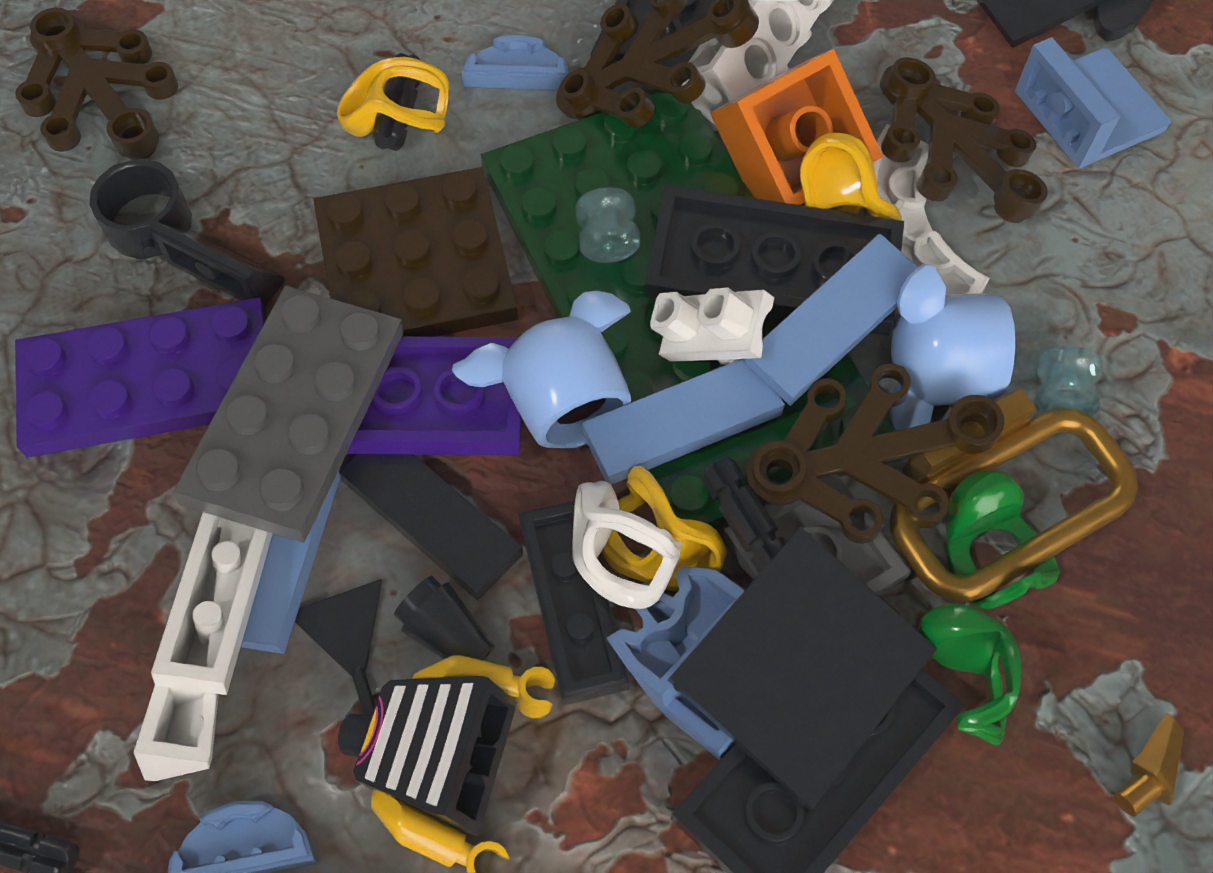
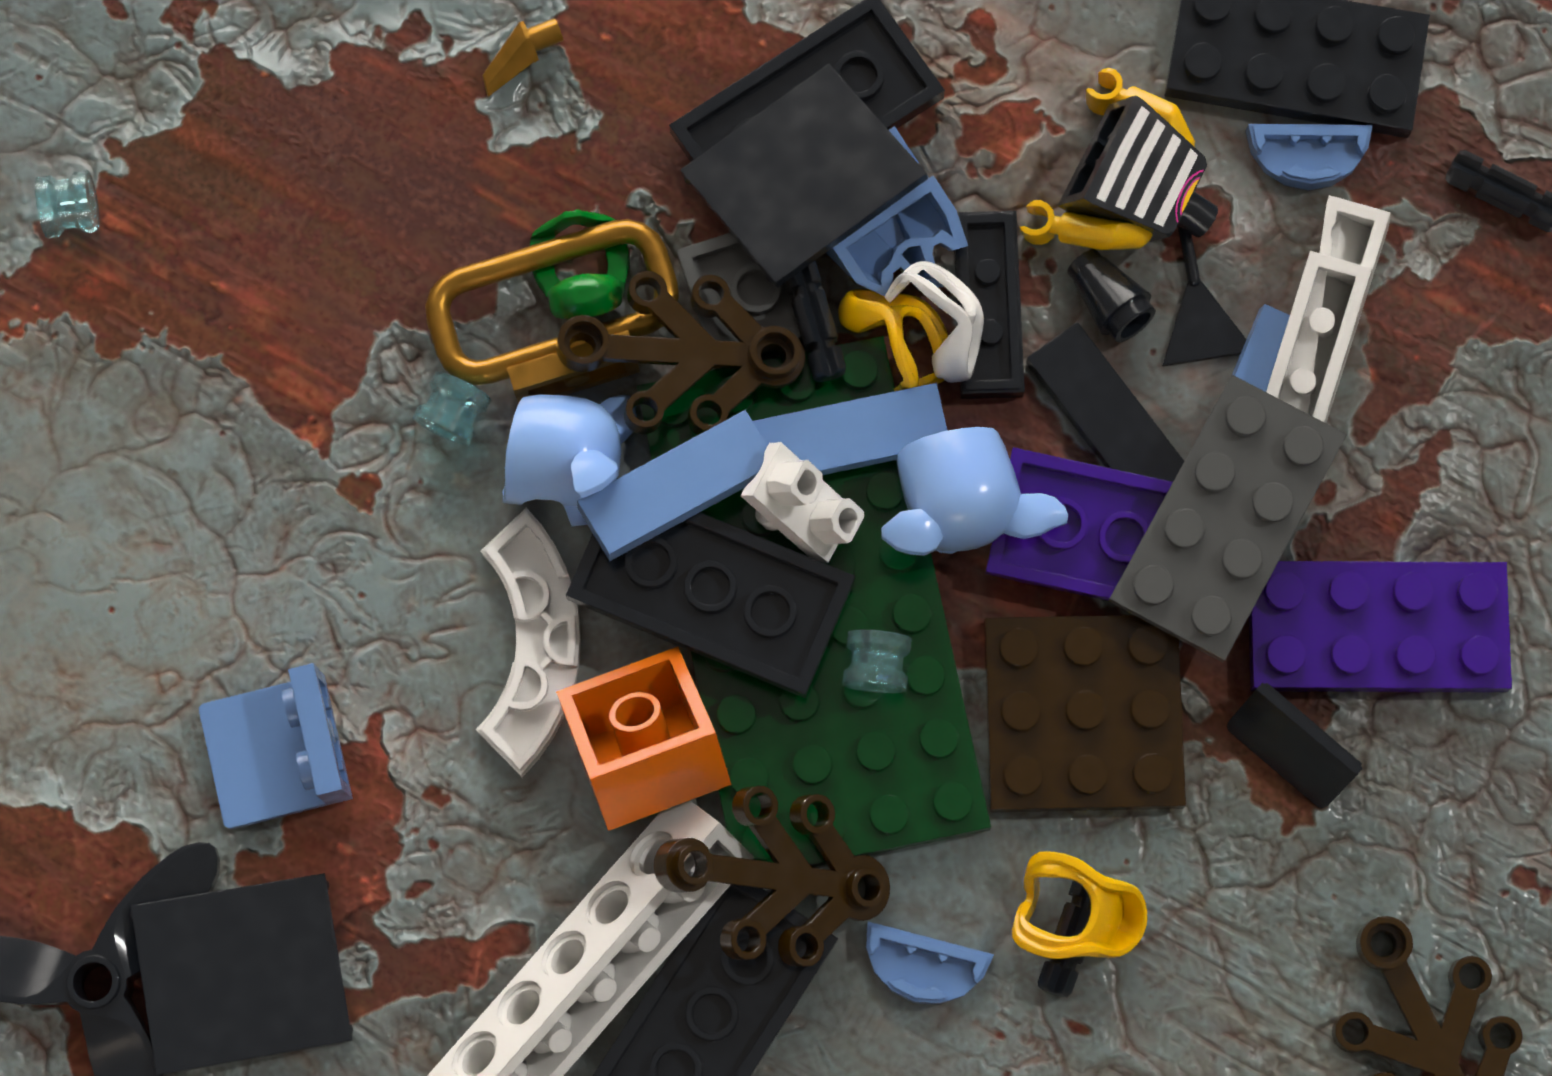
camera: 165 degrees left, 15 degrees up
(129, 181) = (1411, 805): black piece -> none
(842, 172) = (617, 651): yellow piece -> none
(912, 90) = (456, 733): dark brown plant -> none
(972, 644) = (659, 186): green piece -> none

